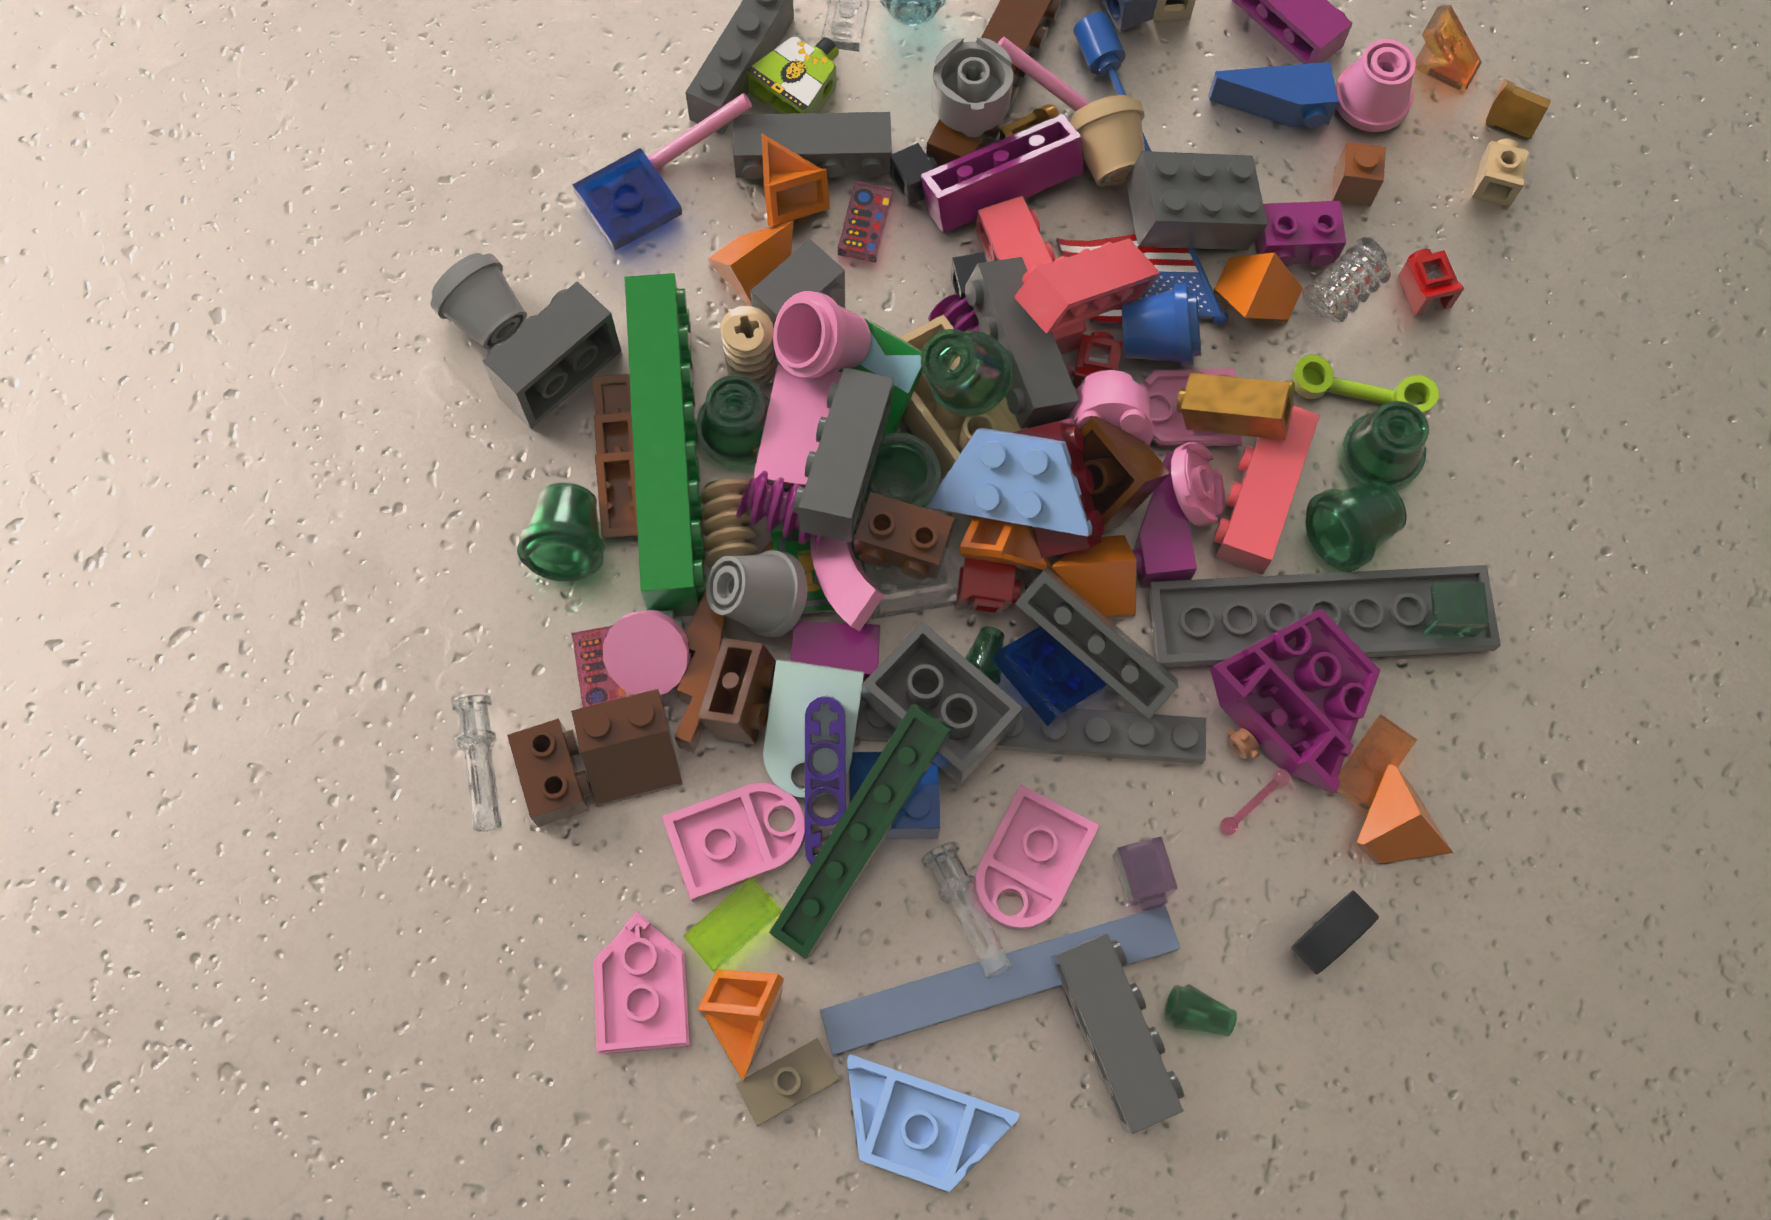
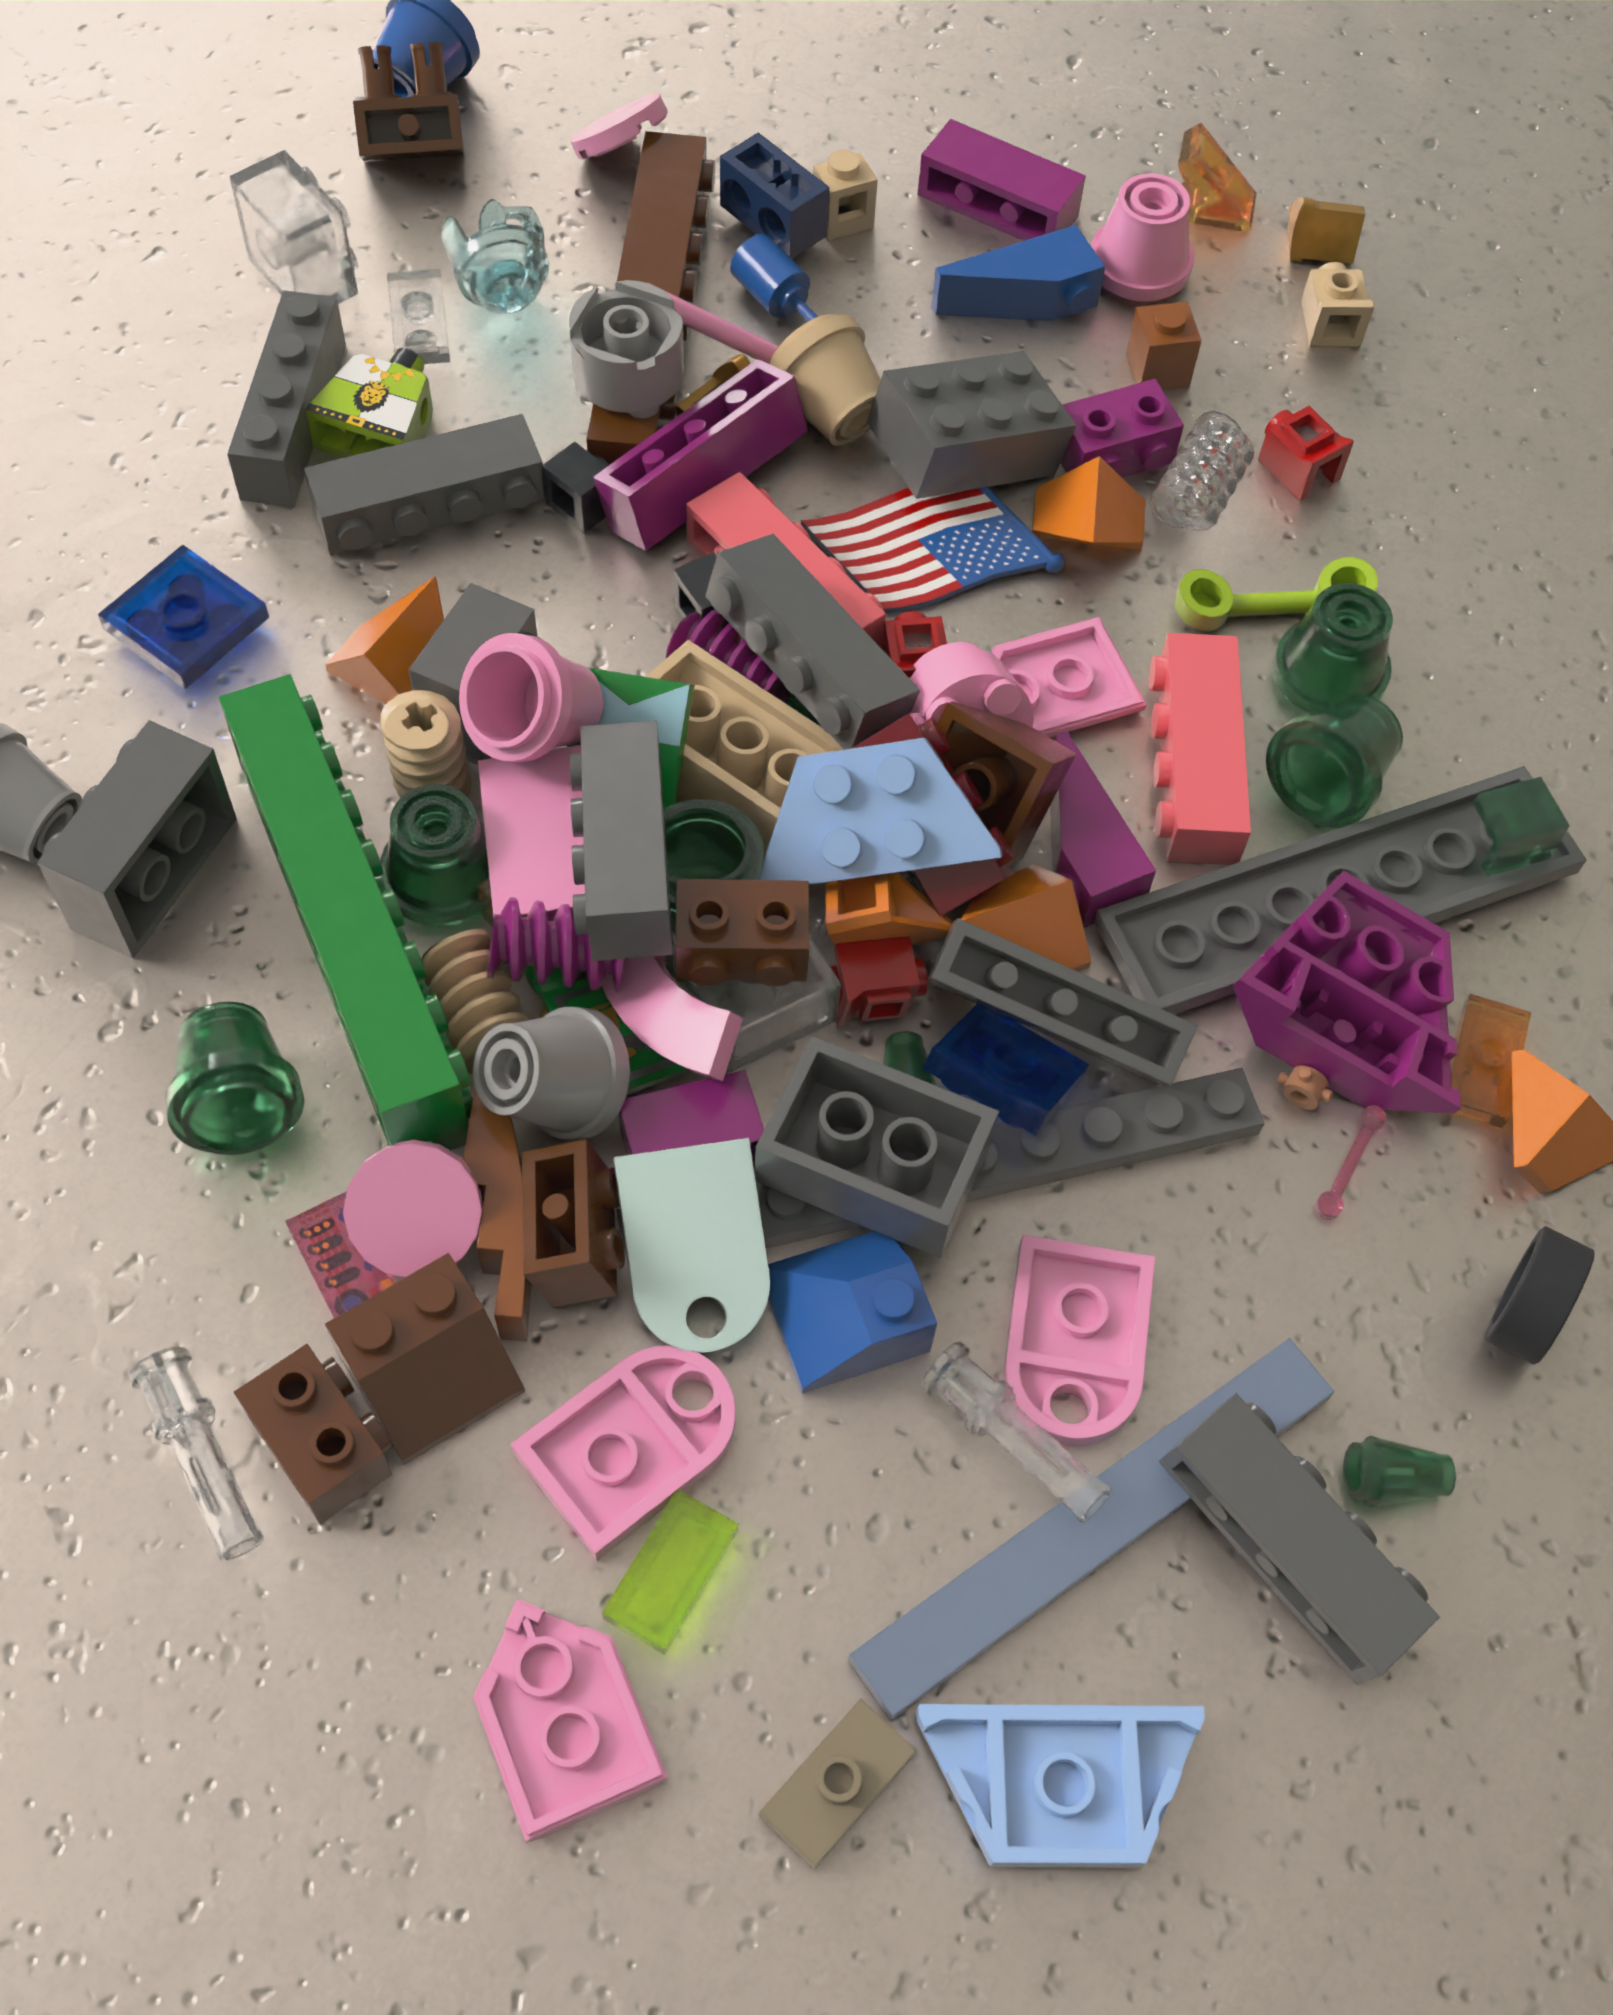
camera: 20 degrees left, 10 degrees down
(614, 456) = (279, 955): dark orange slope -> none
(700, 131) = (264, 500): bright pink bar -> none
(740, 1011) = (728, 1693): orange slope -> none
(791, 184) = (415, 535): orange slope -> none
(823, 782) = (754, 1311): dark purple beam -> none
(861, 830) = (823, 1364): dark green plate -> none
(865, 221) = (533, 561): tile -> none
(978, 379) = (769, 703): clear green piece -> none
(1085, 284) = (870, 548): coral brick -> none
(1145, 873) = (1245, 1301): clear purple brick -> none
(1163, 327) = (990, 584): blue piece -> none
(1196, 485) = (1111, 766): bright pink tile -> none
(1236, 405) = (1126, 651): pearl gold brick -> none

